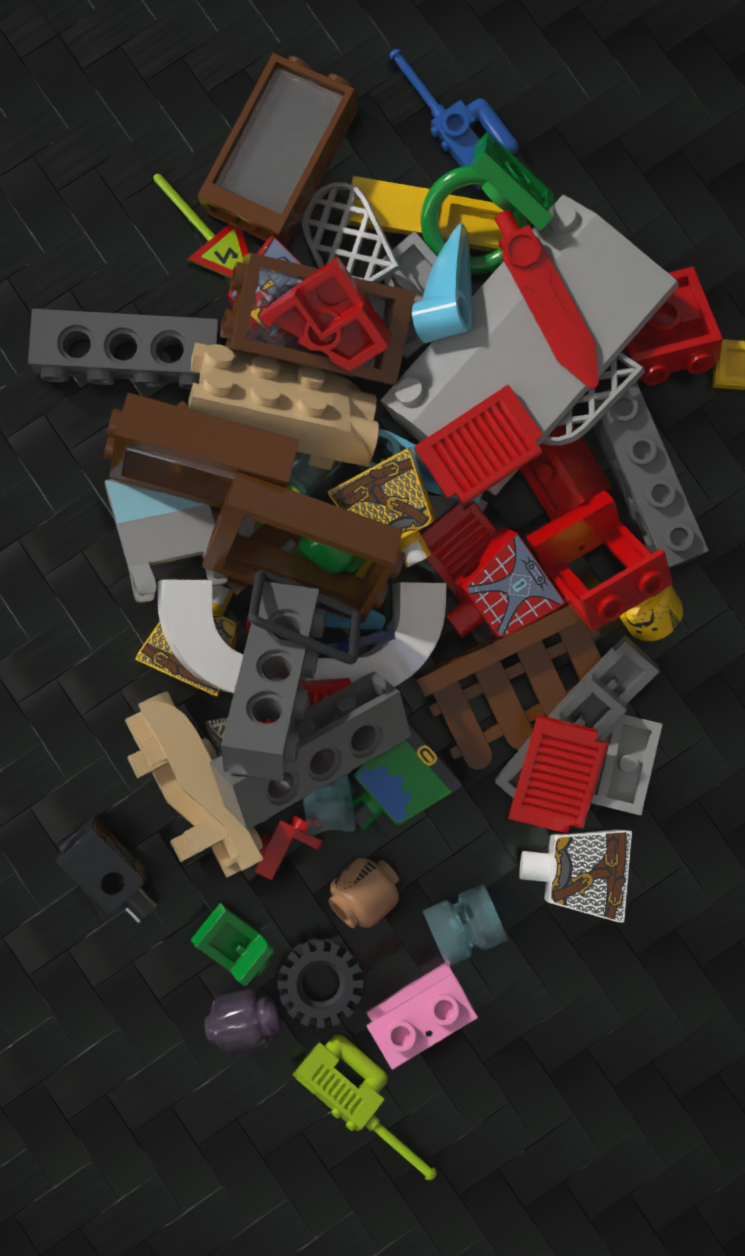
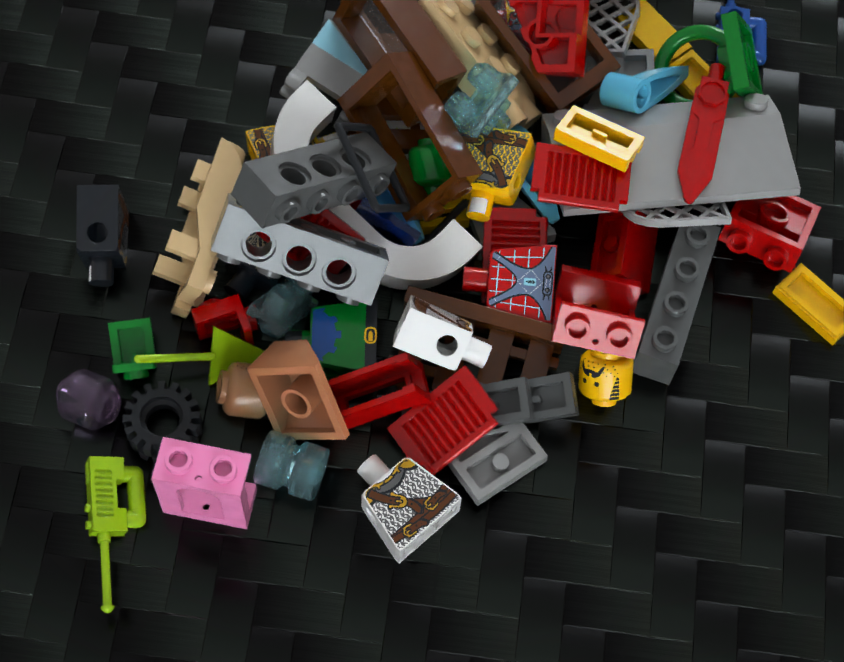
camera: 40 degrees right, 20 degrees down
(314, 877) = (224, 351): none -> lime piece
(343, 462) = (486, 105): none -> clear light blue hips
(416, 865) = (297, 392): none -> nougat slope
(453, 843) = (376, 377): none -> red window
(470, 412) = (605, 142): none -> yellow tile
(487, 712) = (423, 327): none -> white torso

